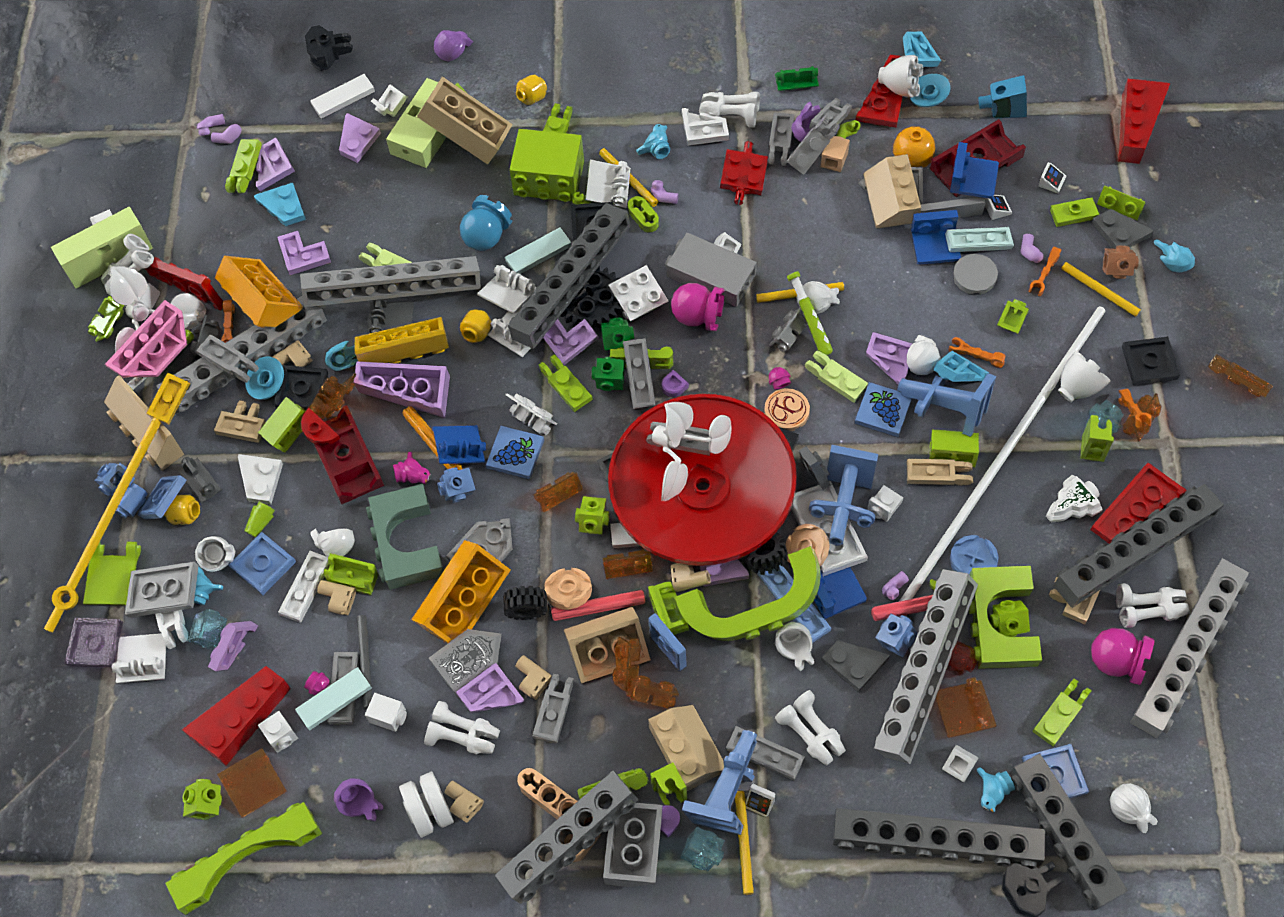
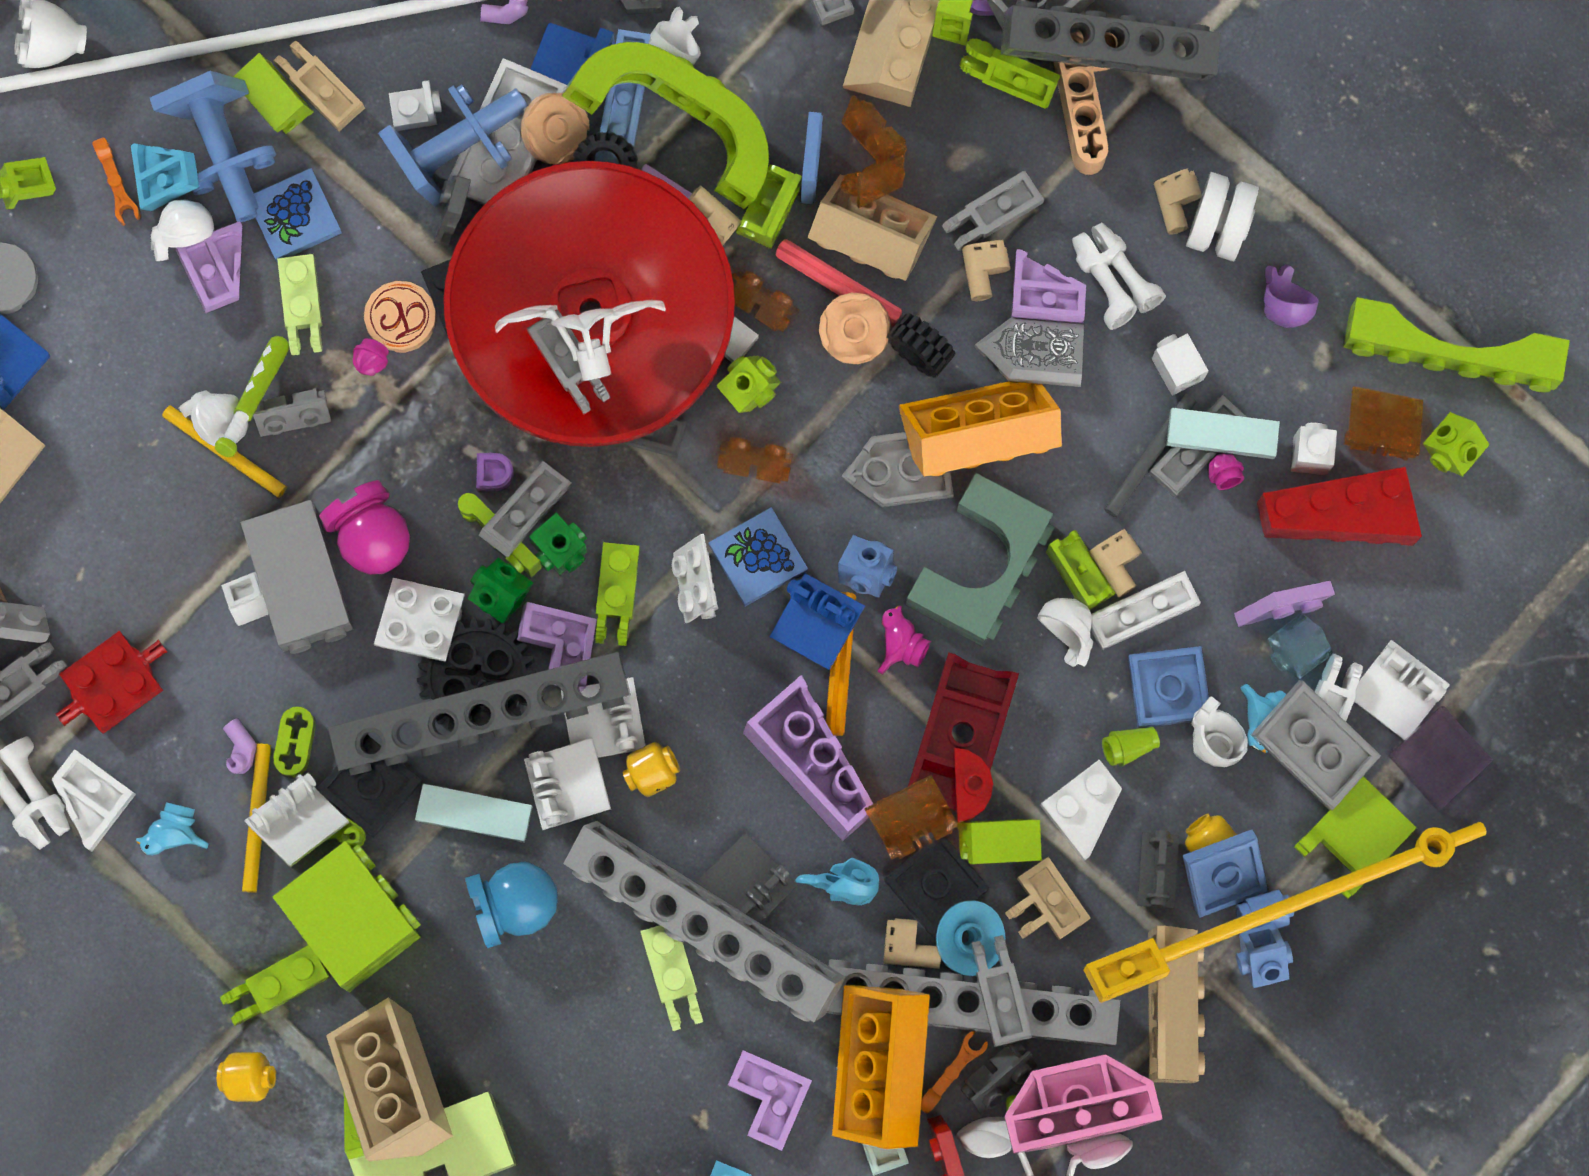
camera: 145 degrees left, 15 degrees up
(402, 342) = (765, 820): yellow slope -> none

